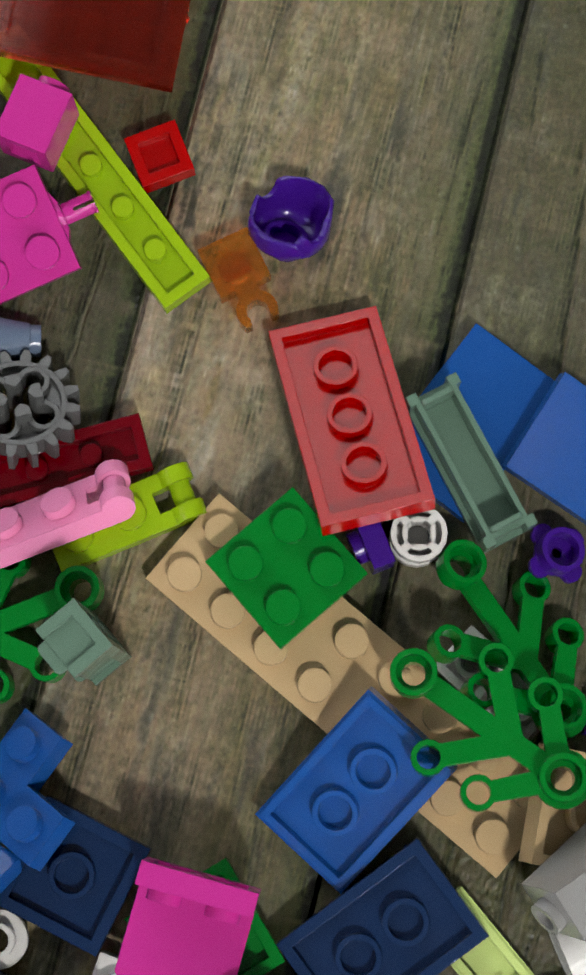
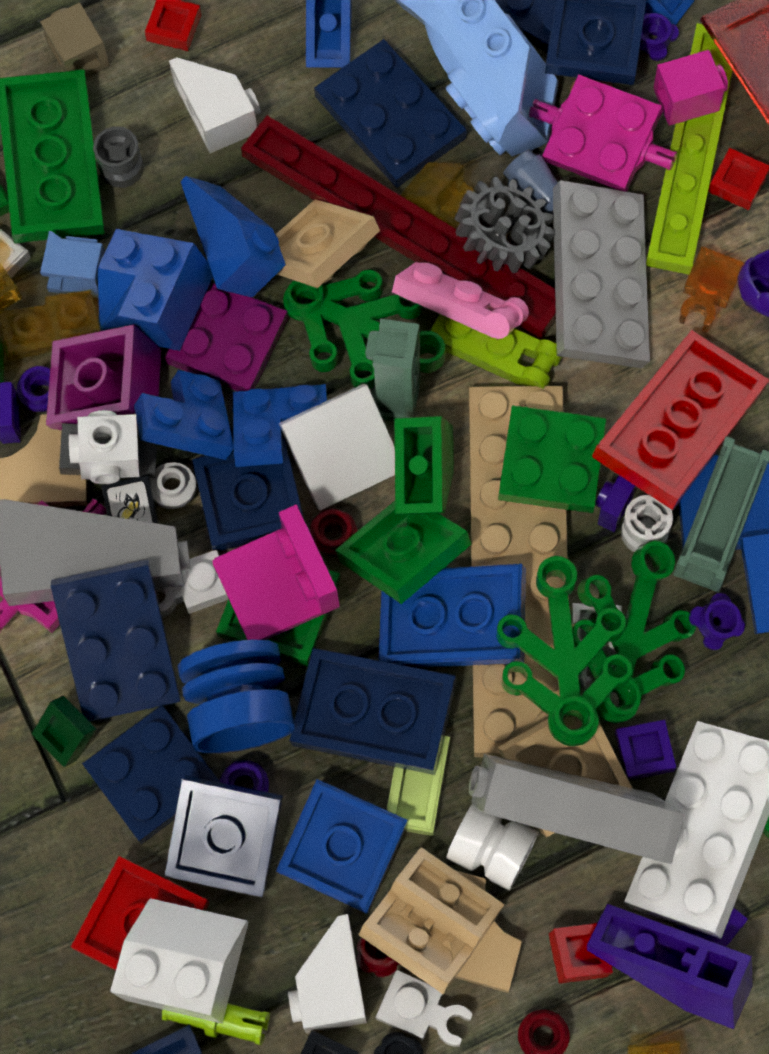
camera: 50 degrees right, 10 degrees down
(103, 750) = (341, 446): none -> white tile
(142, 363) = (600, 275): none -> light grey plate
(158, 825) = (331, 519): none -> dark red plate
(191, 693) = (423, 464): none -> green slope
(254, 779) = (403, 550): none -> green plate

